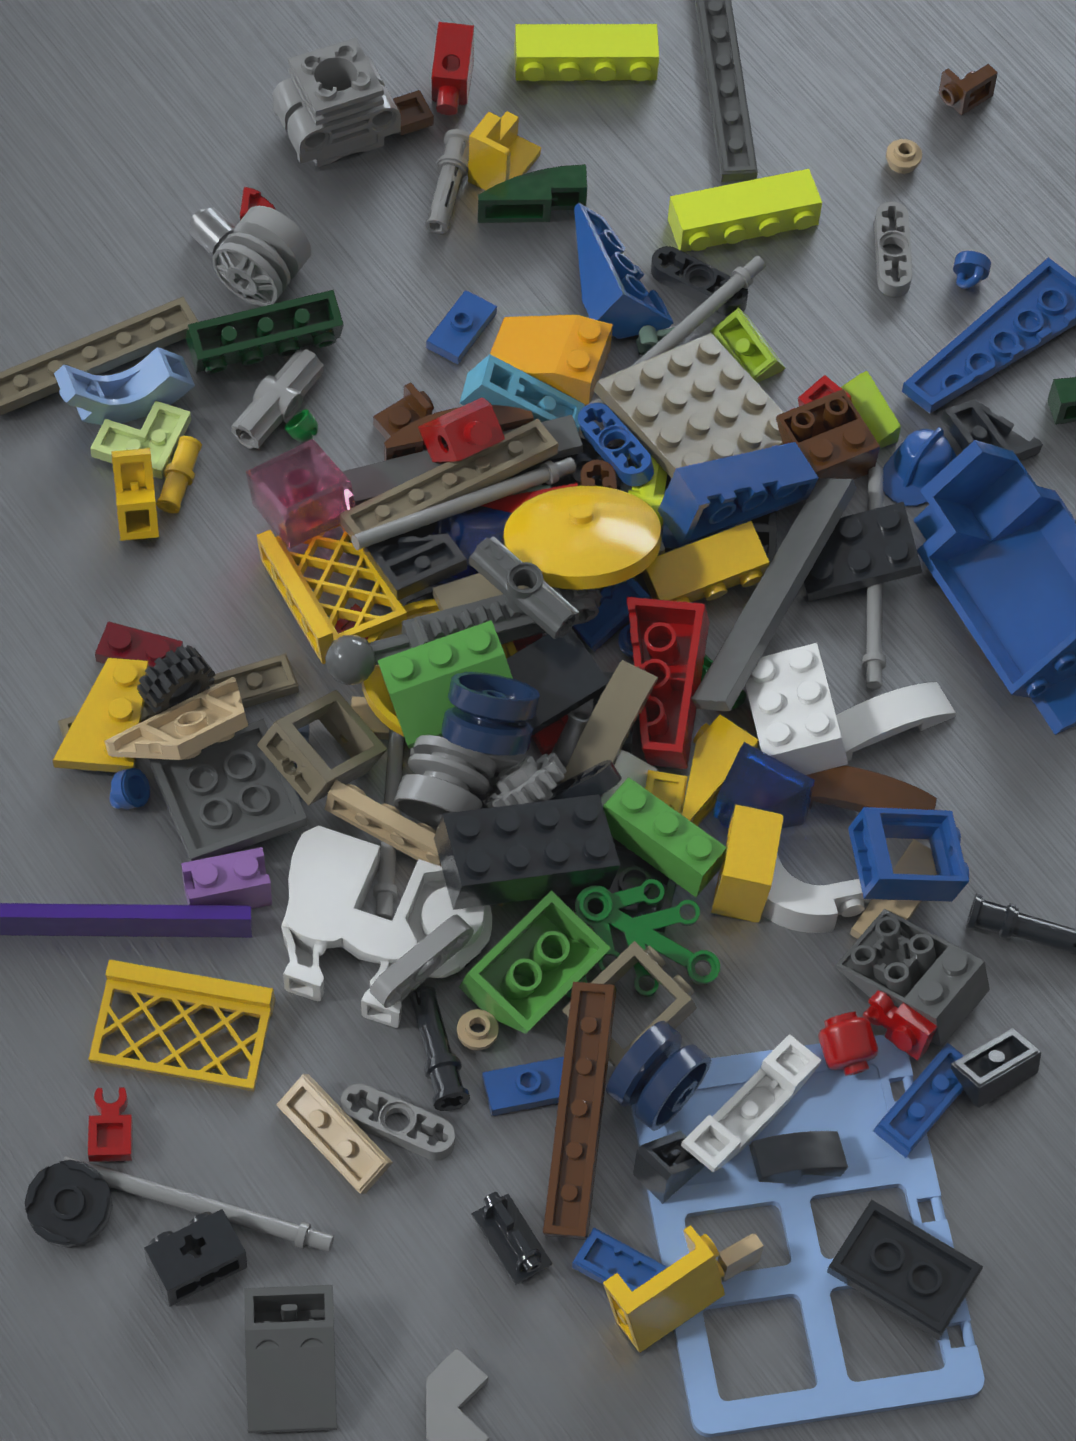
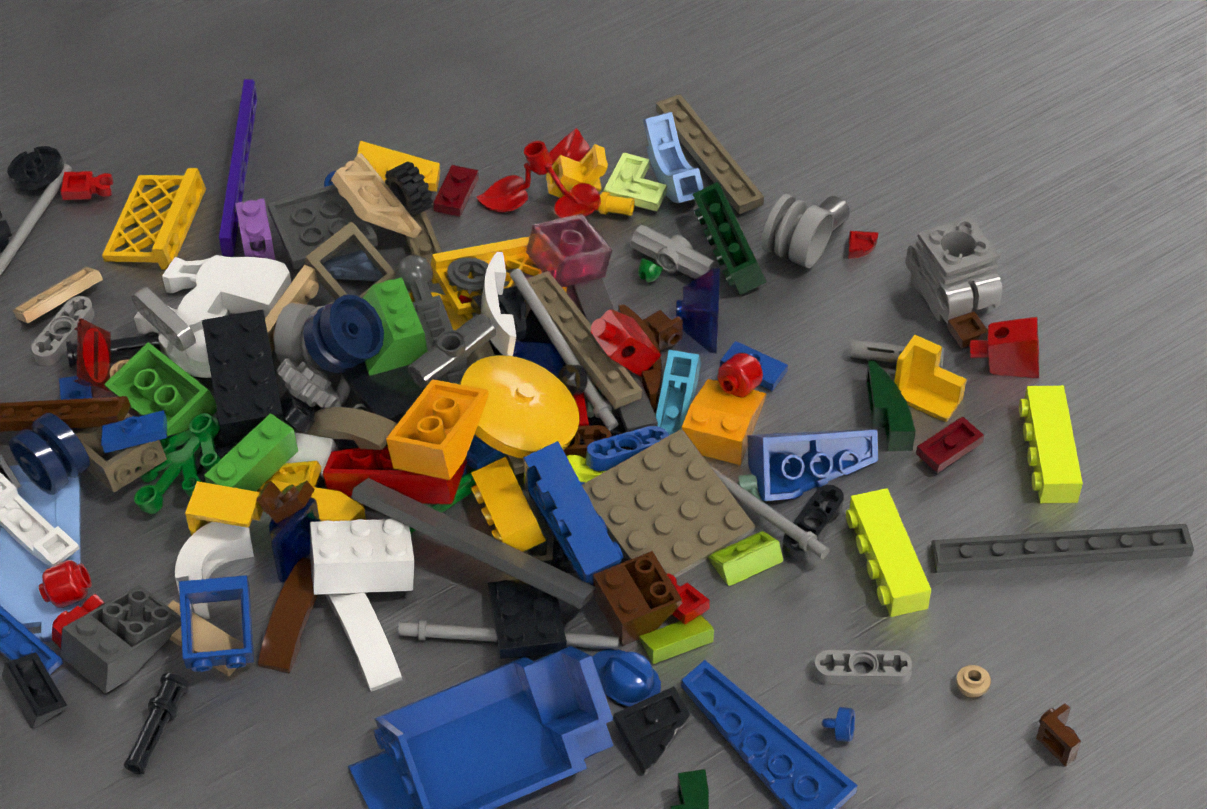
camera: 95 degrees right, 10 degrees down
(148, 589) = (511, 191): none -> red plant
(335, 593) = (459, 271): none -> dark grey gear
(391, 358) = (701, 309): none -> clear blue slope
(420, 559) = (503, 323): none -> white slope
(484, 1046) = (93, 355): none -> piece
(498, 327) = (740, 375): none -> red head
(515, 491) = (574, 378): none -> black tile
(586, 145) = (950, 444): none -> dark red plate
(633, 965) = (134, 431): none -> blue plate
(652, 596) = (437, 429): none -> light orange slope
(739, 777) = (283, 504): none -> reddish brown bracket

